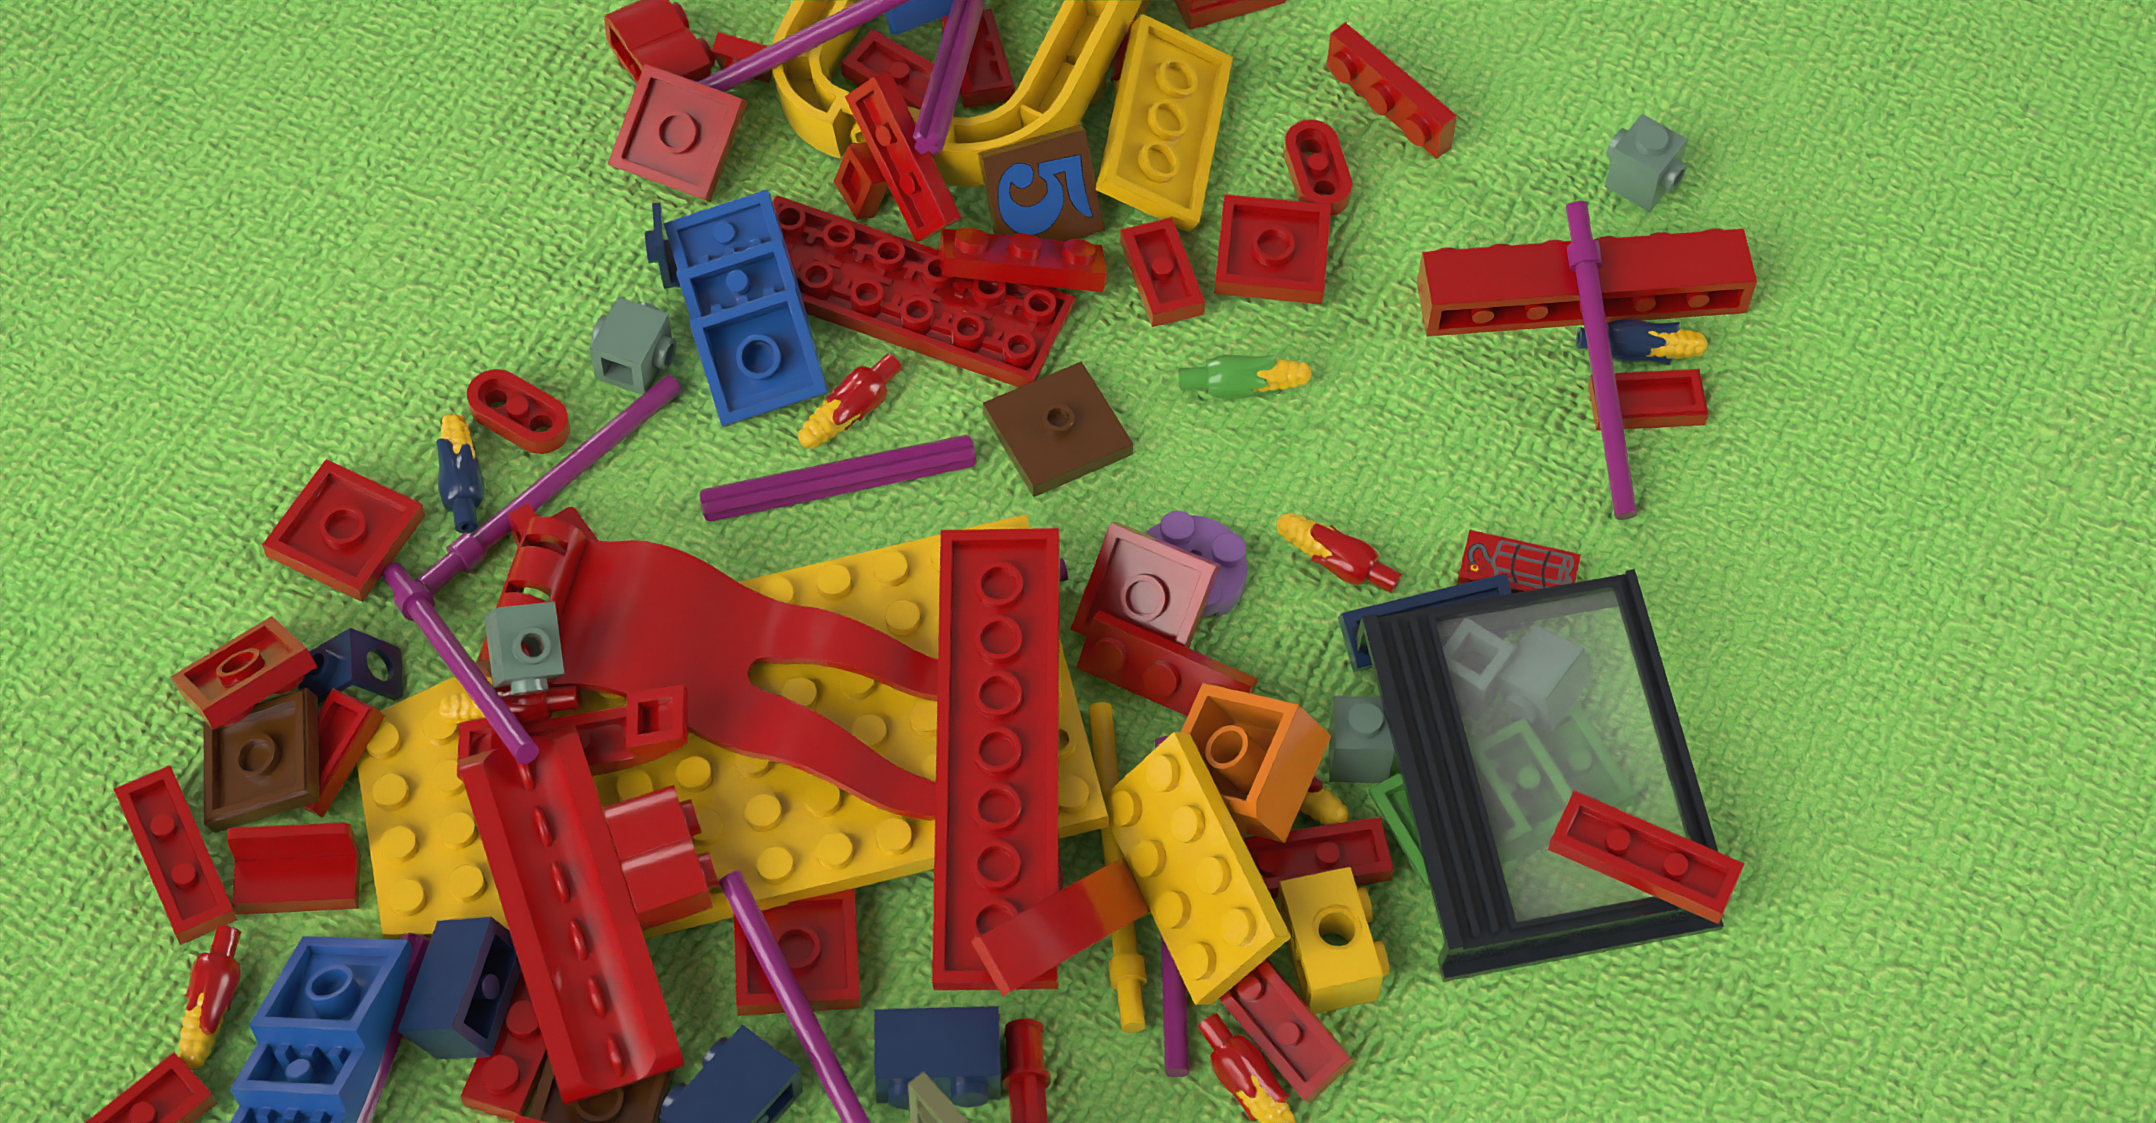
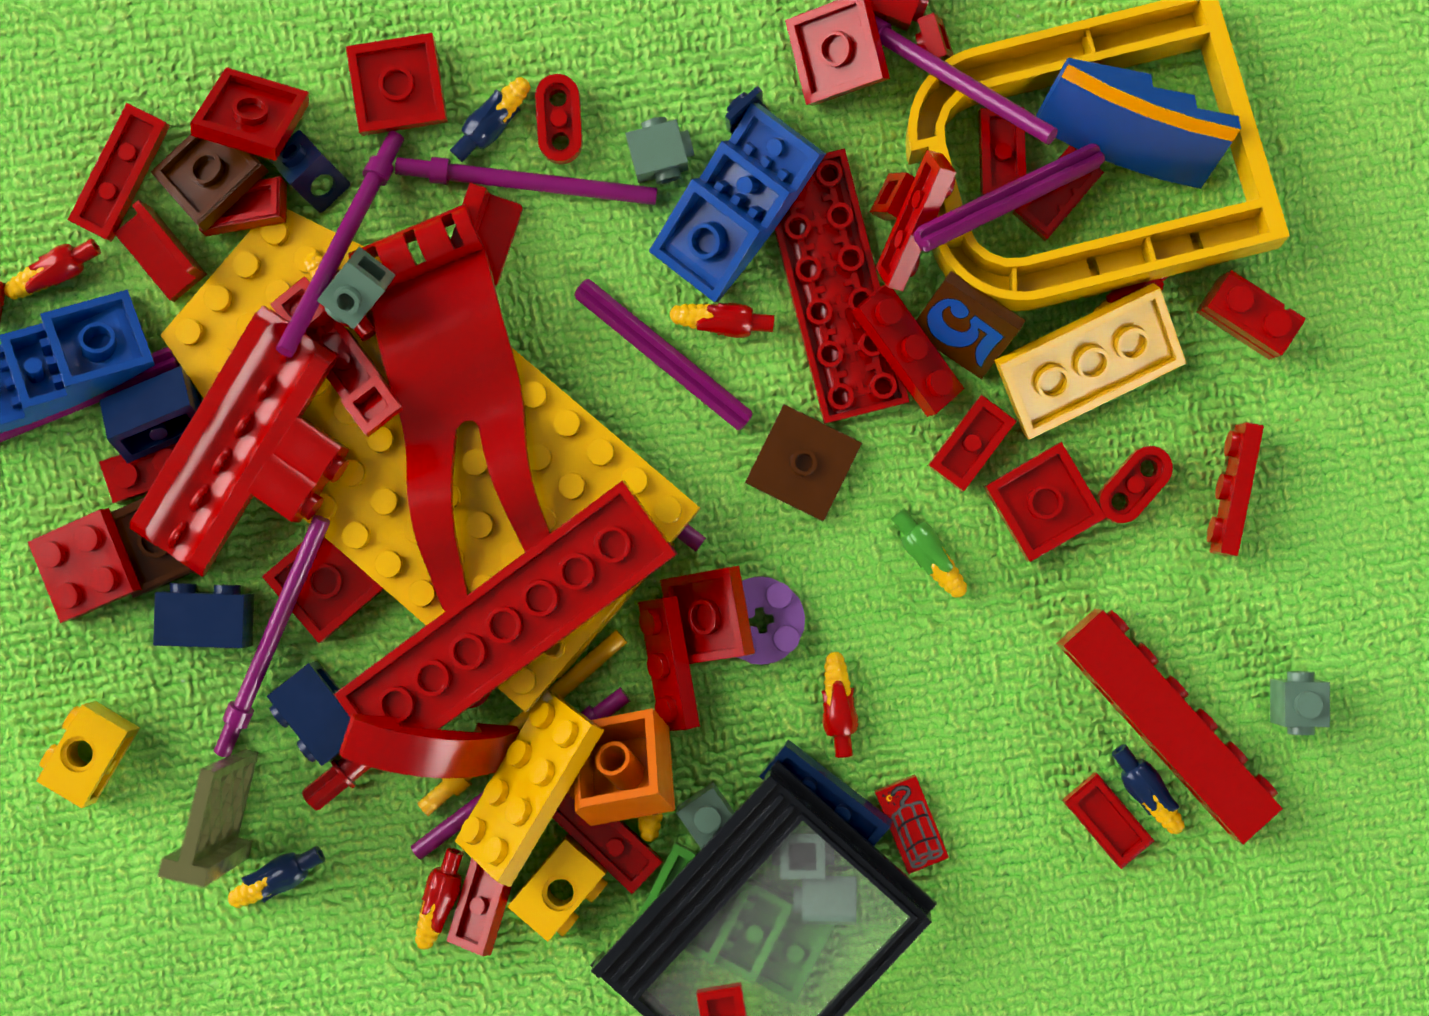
camera: 60 degrees right, 30 degrees up
(1585, 259) = (1170, 725): magenta bar -> none

